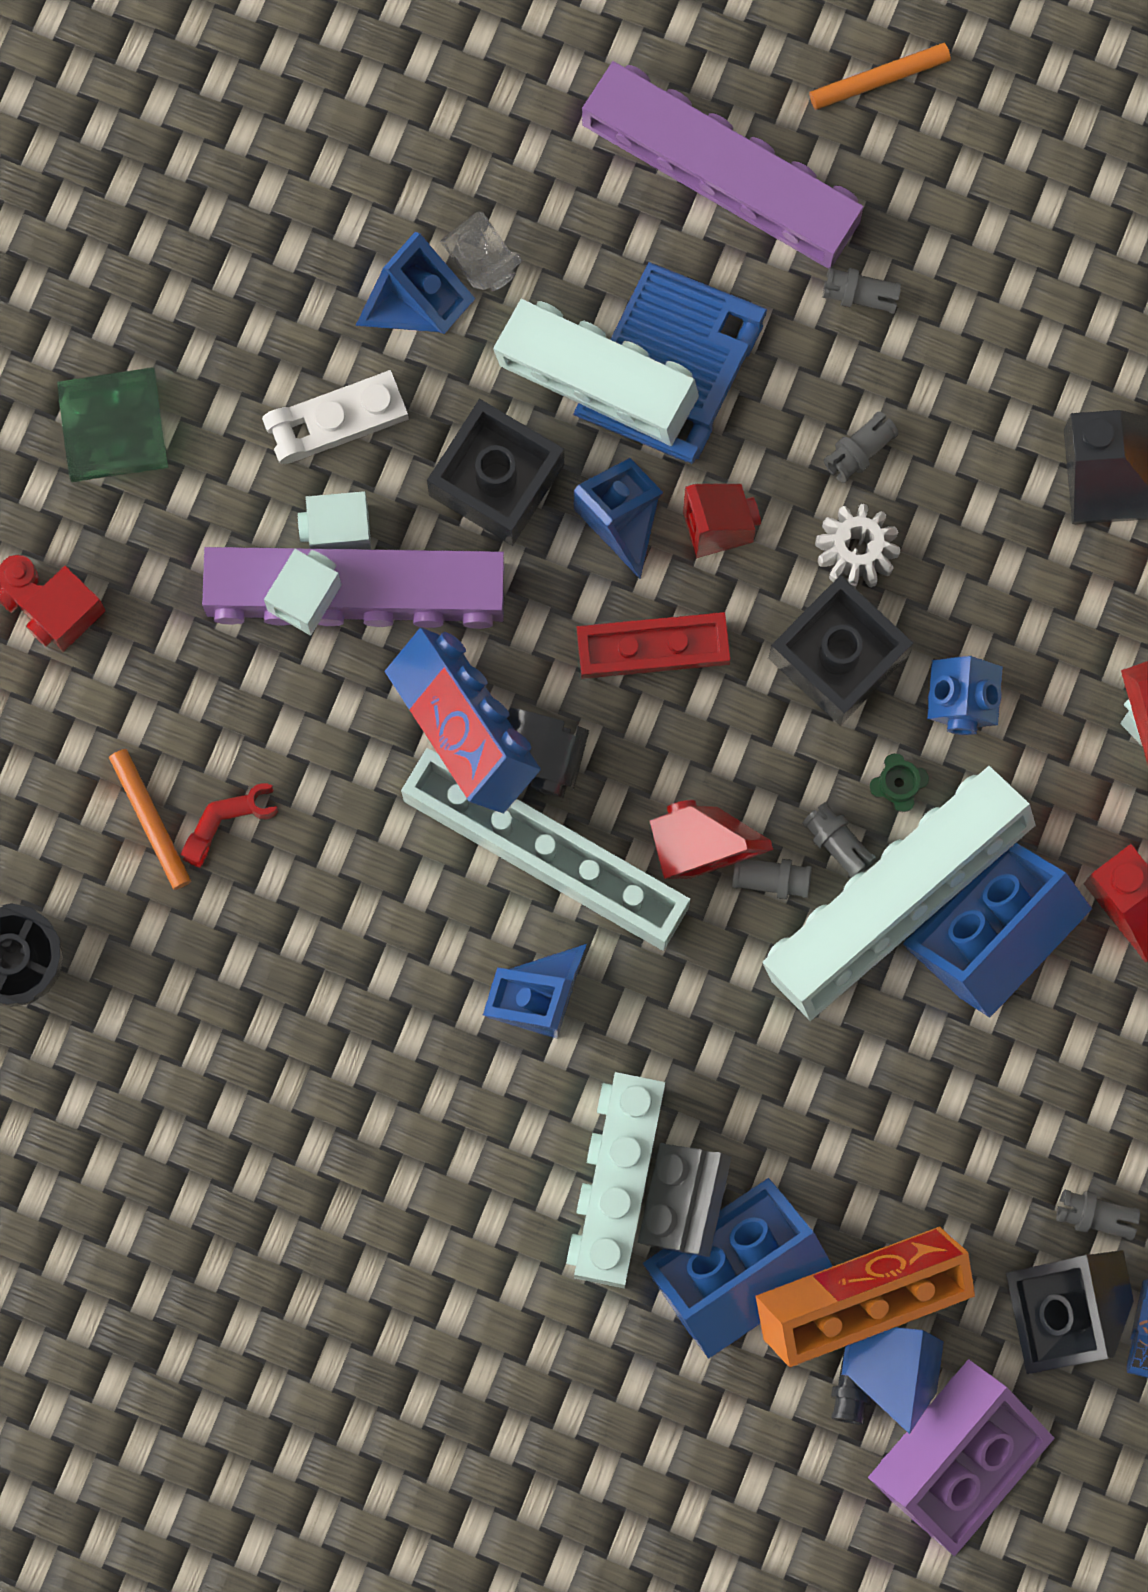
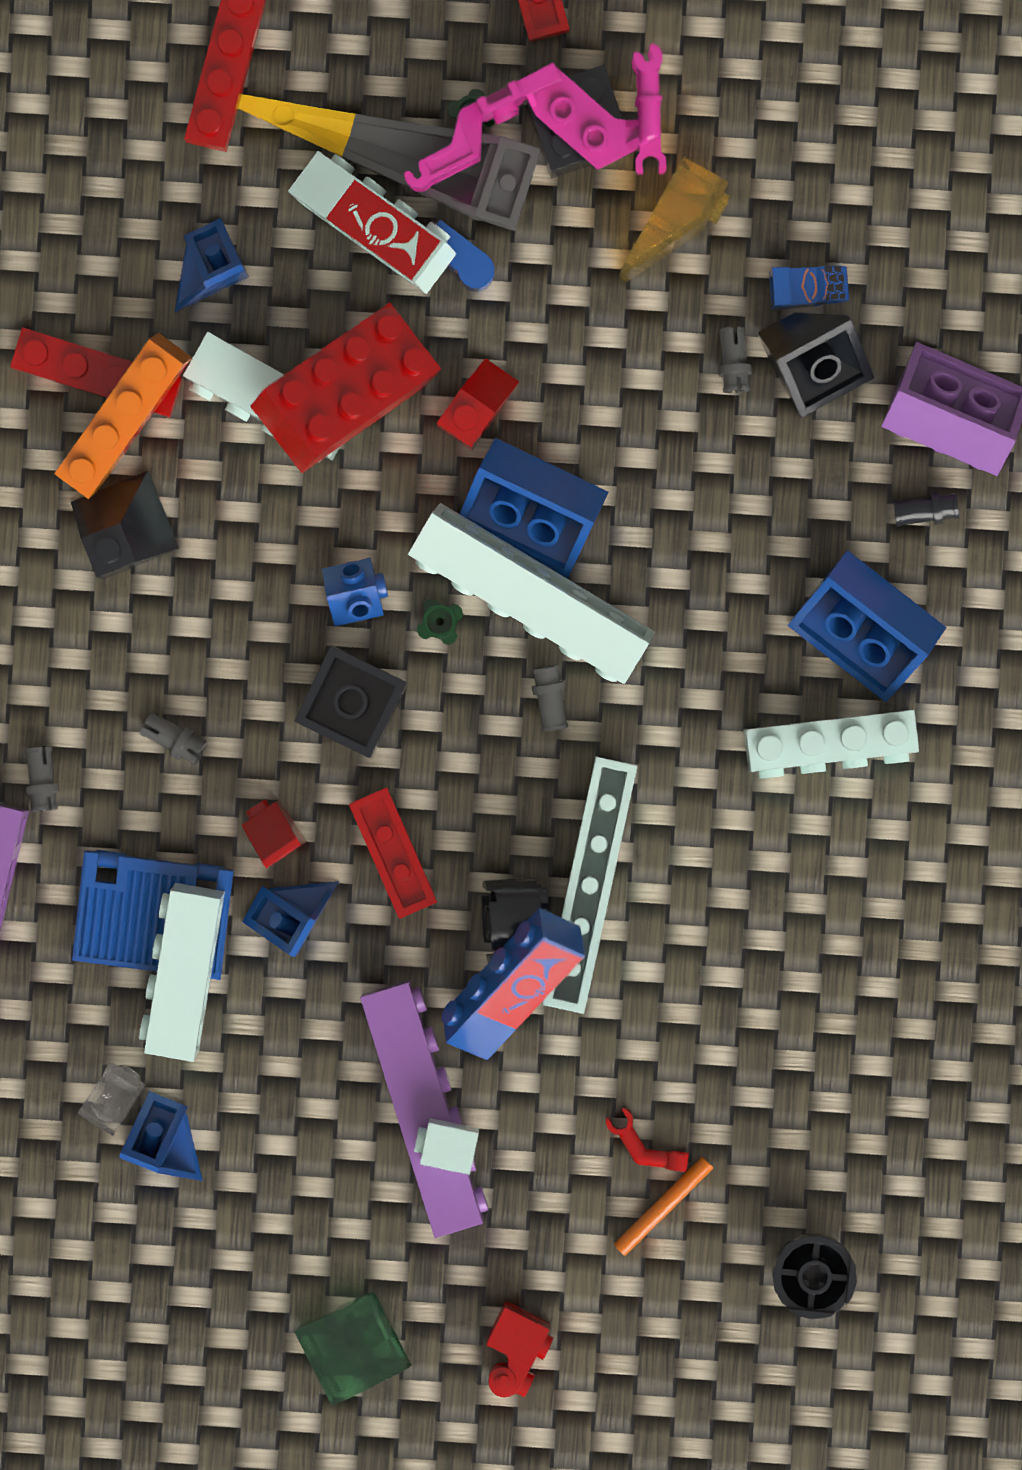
camera: 105 degrees left, 10 degrees up
(336, 417) = (286, 1169): white plate -> none
(336, 522) = (377, 1139): light aqua brick -> none
(496, 472) = (294, 1025): black brick -> none
(535, 992) = (701, 854): blue slope -> none
(684, 1199) = (829, 685): dark grey plate -> none
(702, 839) = (540, 762): slope -> none
(835, 836) = (503, 654): dark grey pin -> none
(865, 1296) = (862, 521): orange brick -> none
(869, 530) = (259, 701): white gear -> none
(897, 1371) = (909, 480): slope -> none

